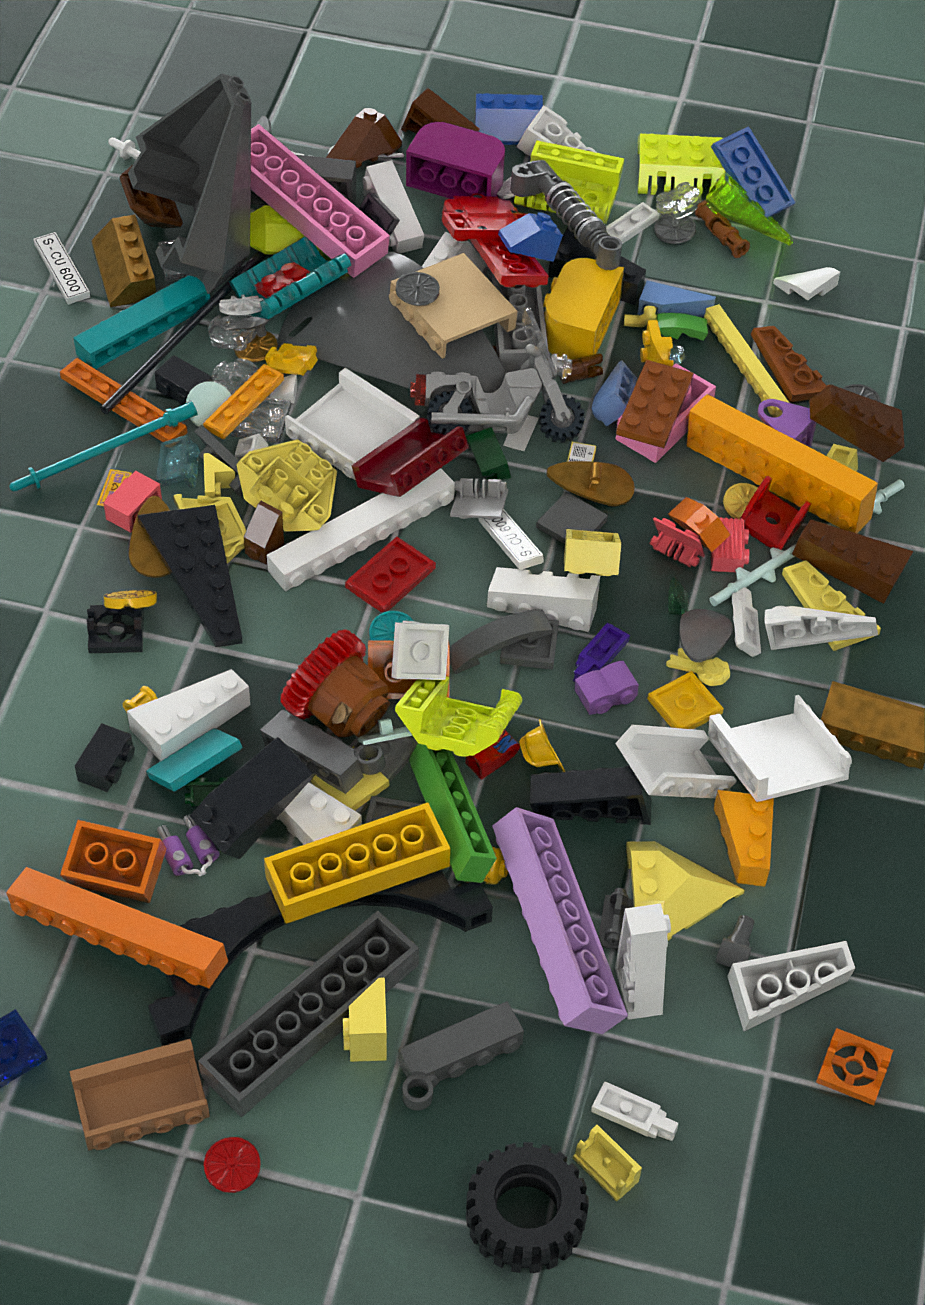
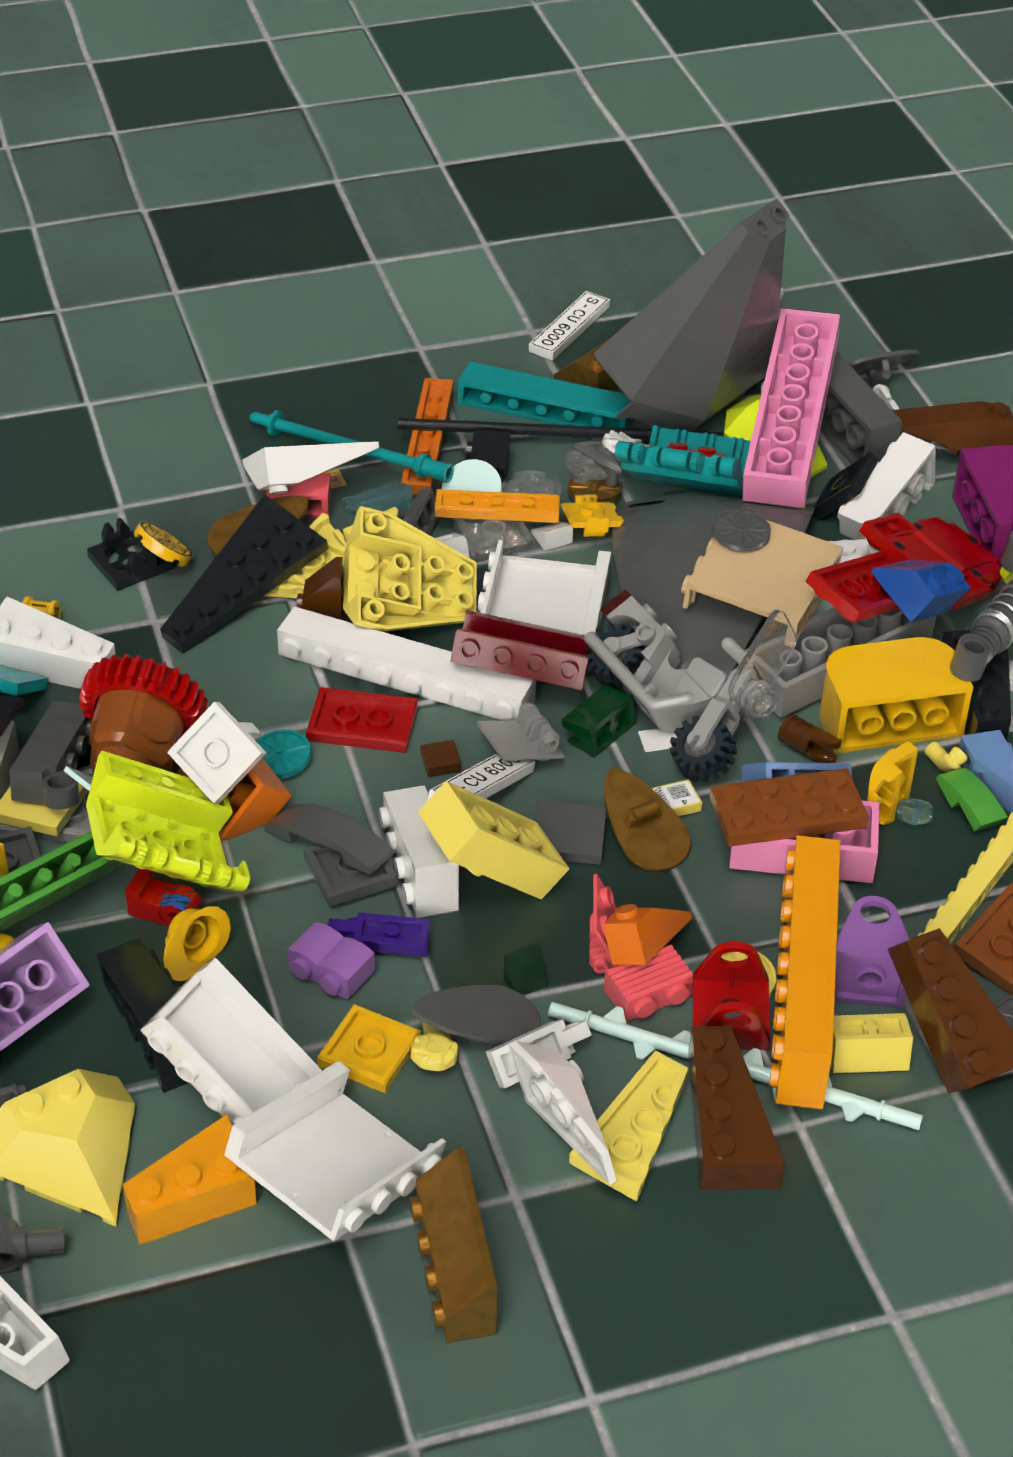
camera: 60 degrees right, 10 degrees down
(126, 481) = (286, 466): none -> white wedge
(459, 552) = (440, 758): none -> reddish brown tile

